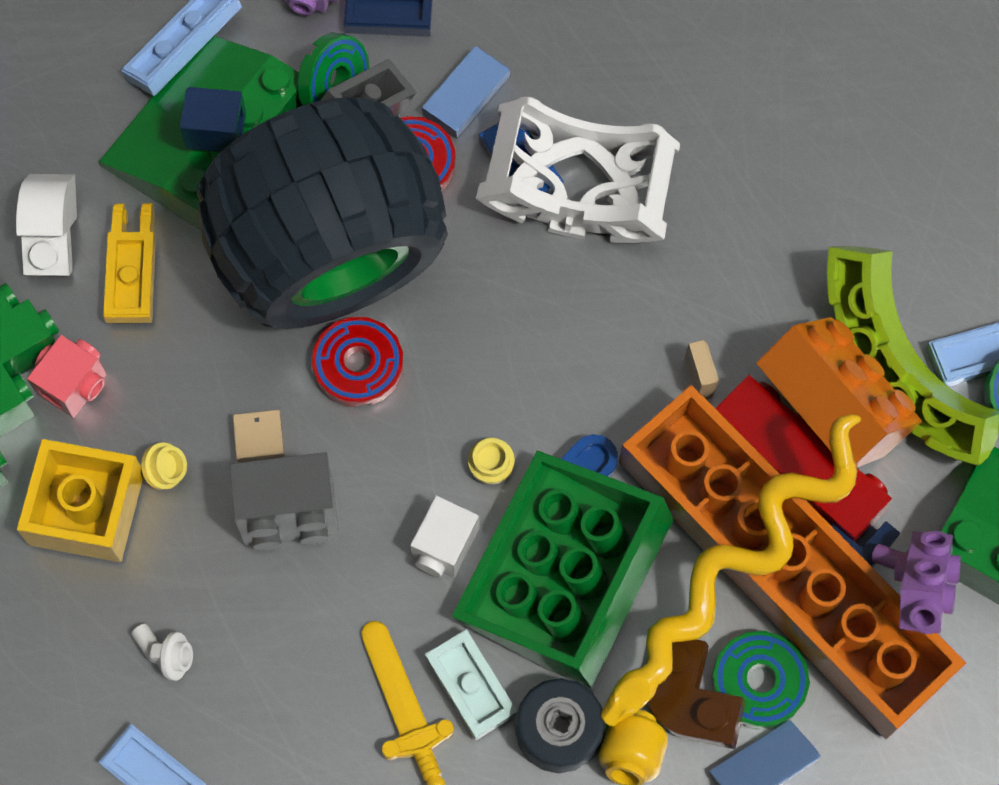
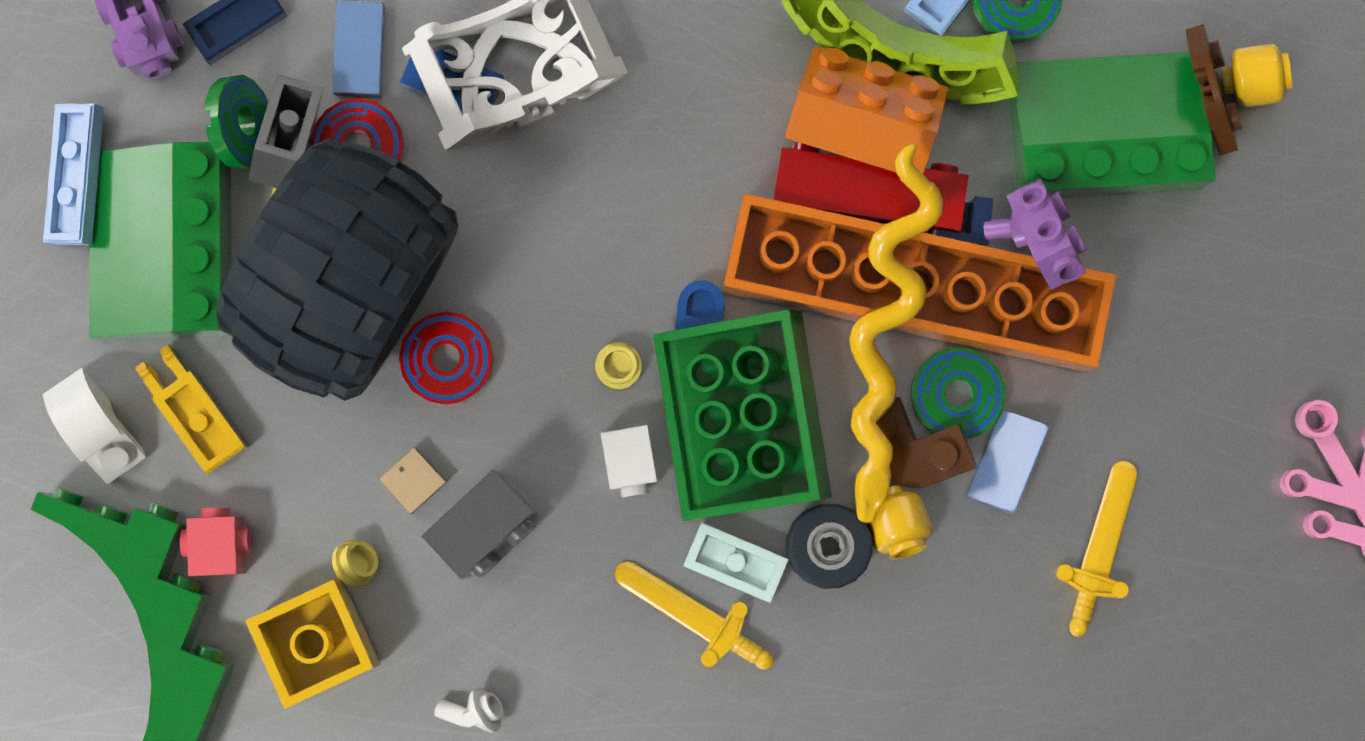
camera: 40 degrees left, 15 degrees up
(212, 118) = (174, 245): dark blue panel -> none
(701, 368) = (736, 166): tan tile -> none

